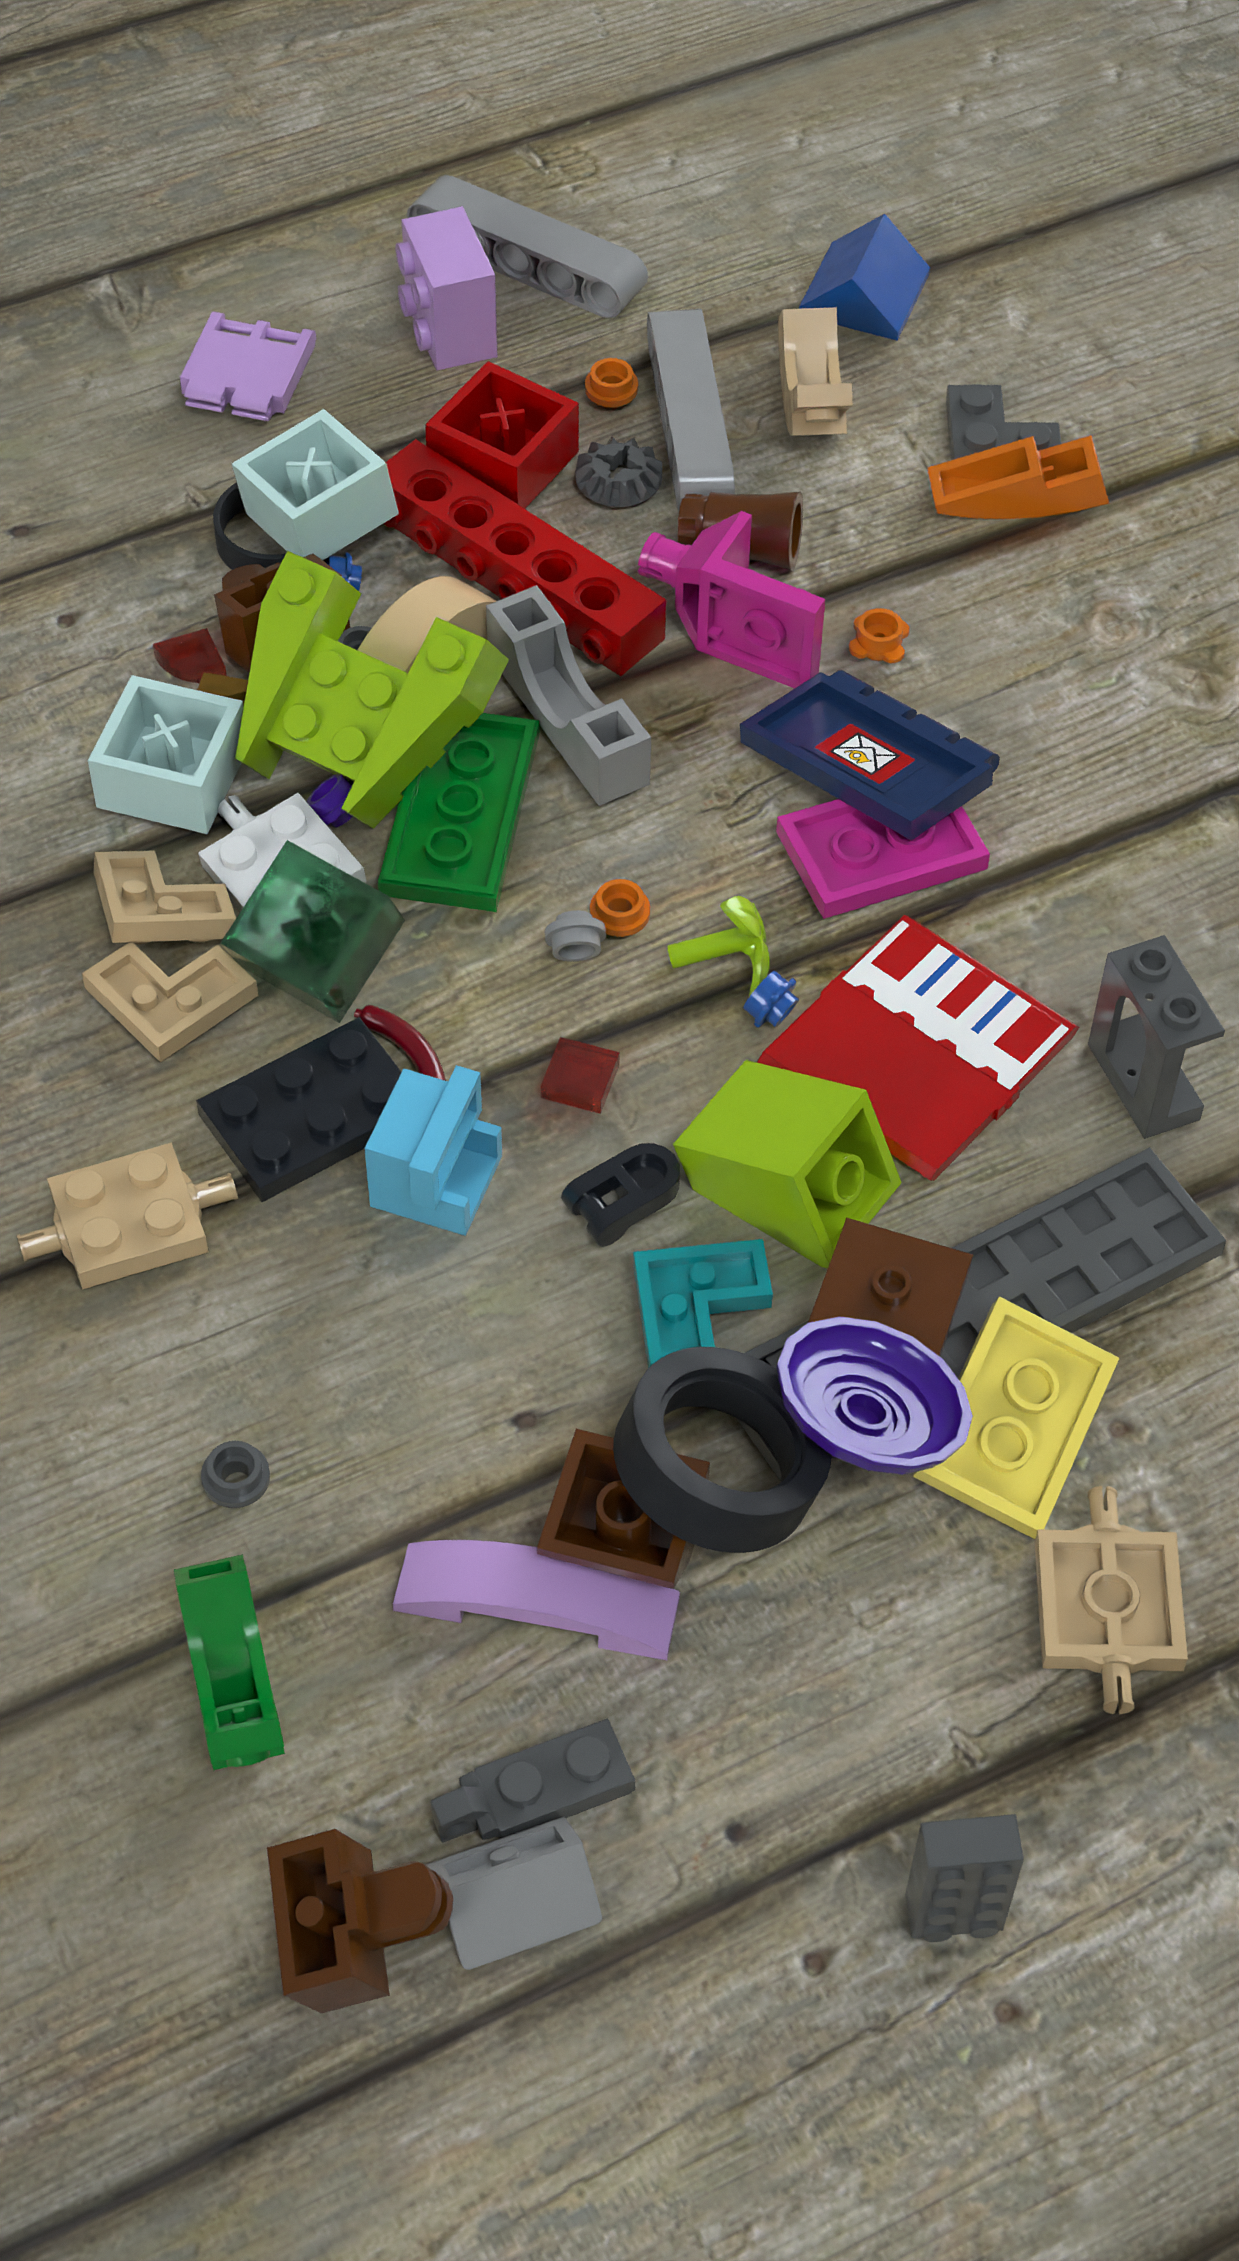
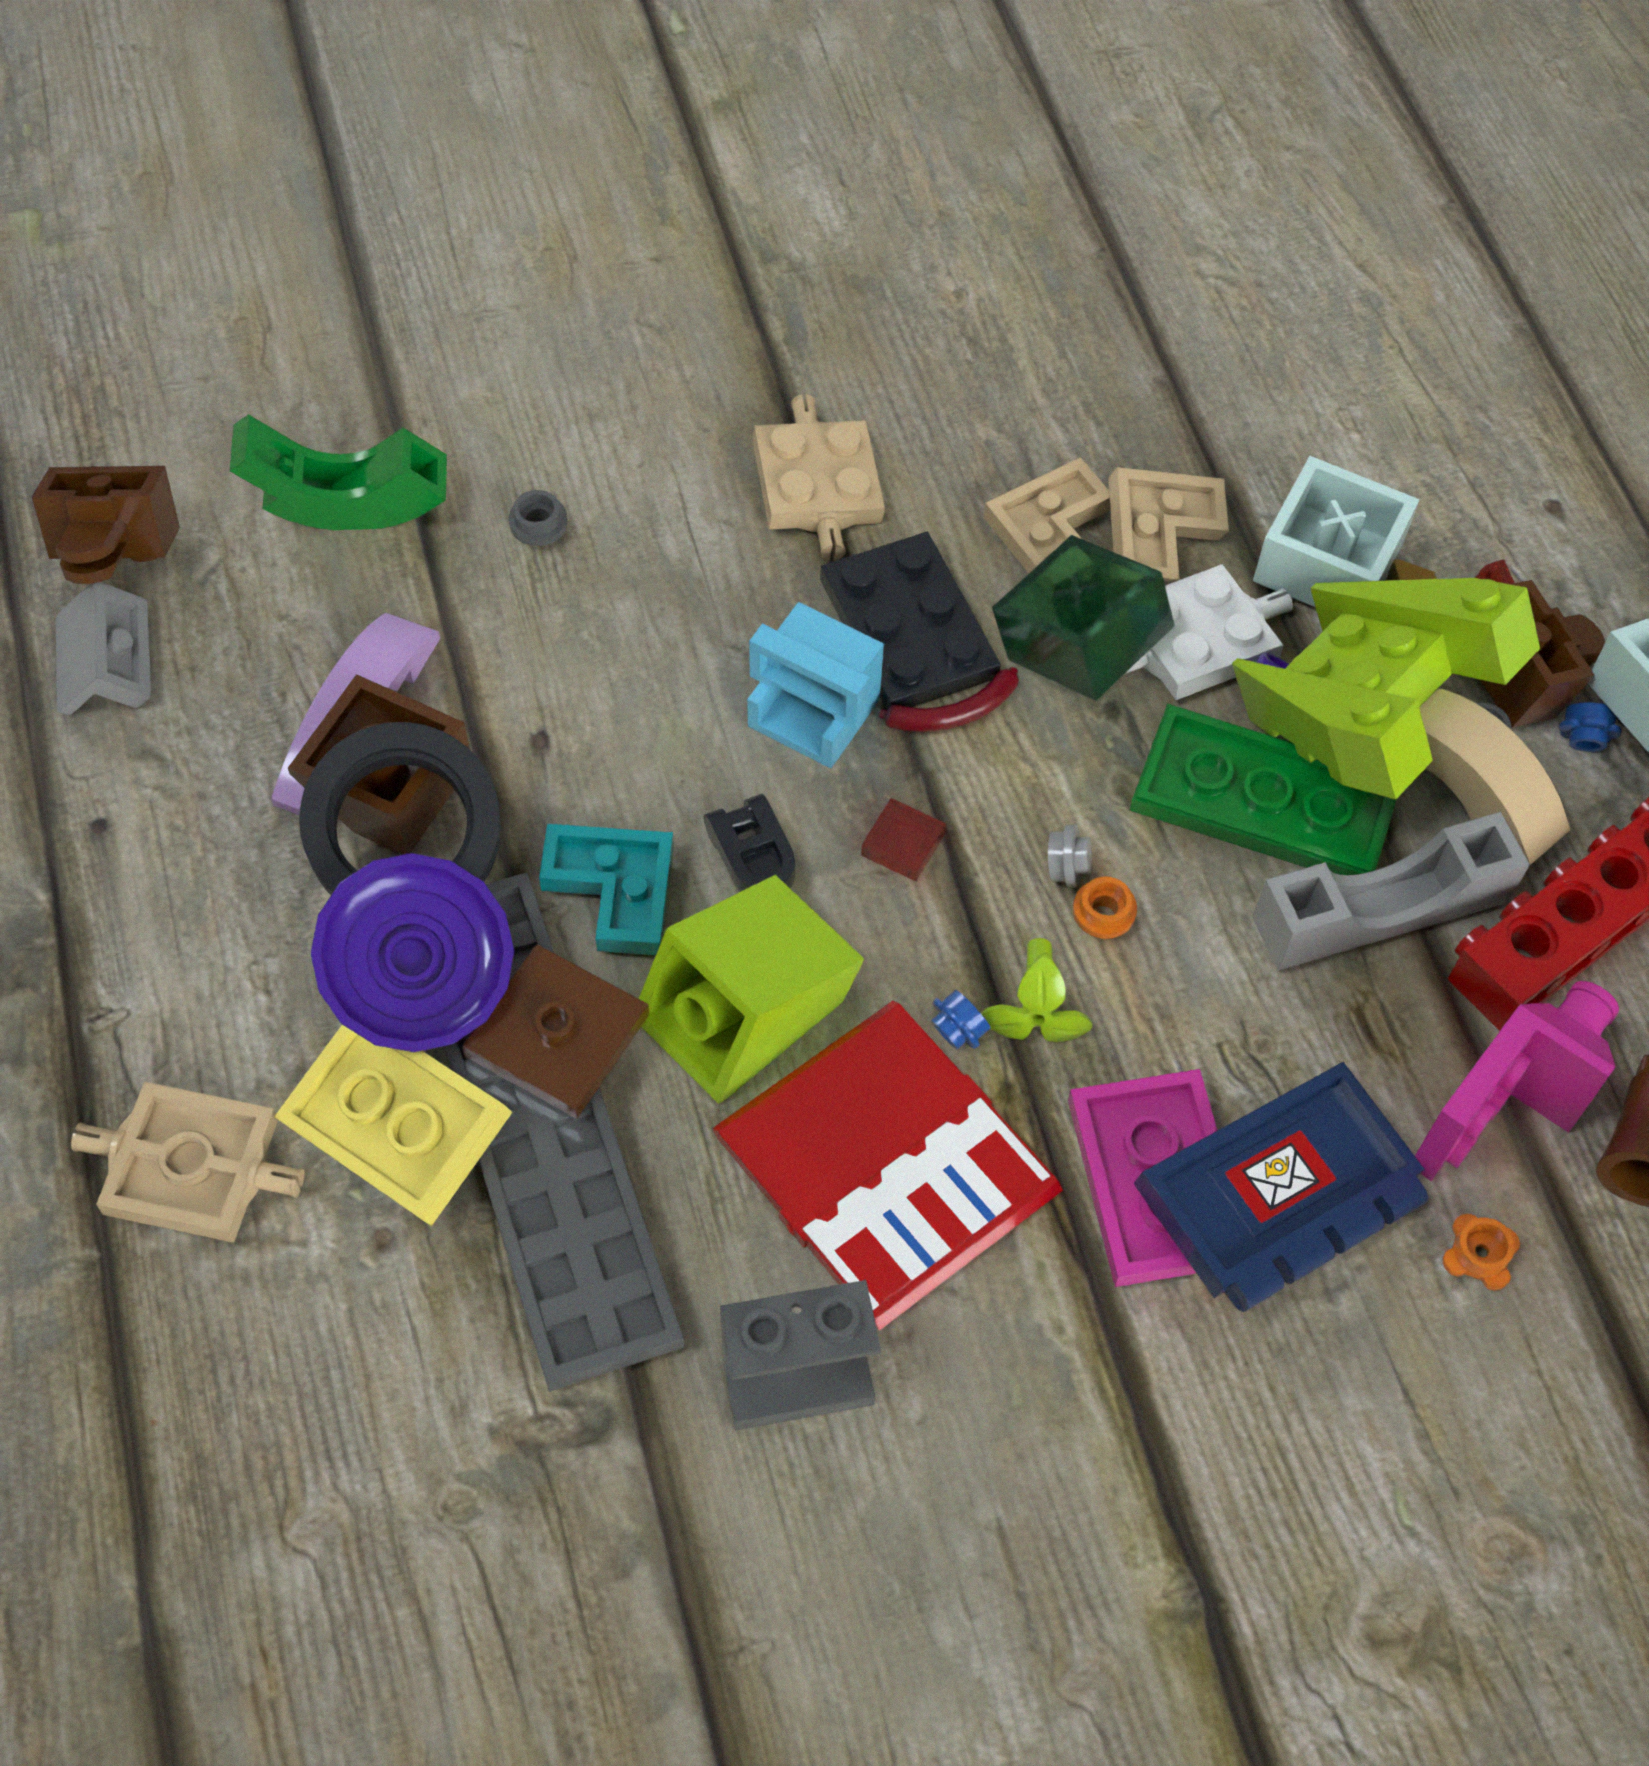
camera: 100 degrees right, 5 degrees up
(537, 1785) = (186, 686): dark grey hinge -> none

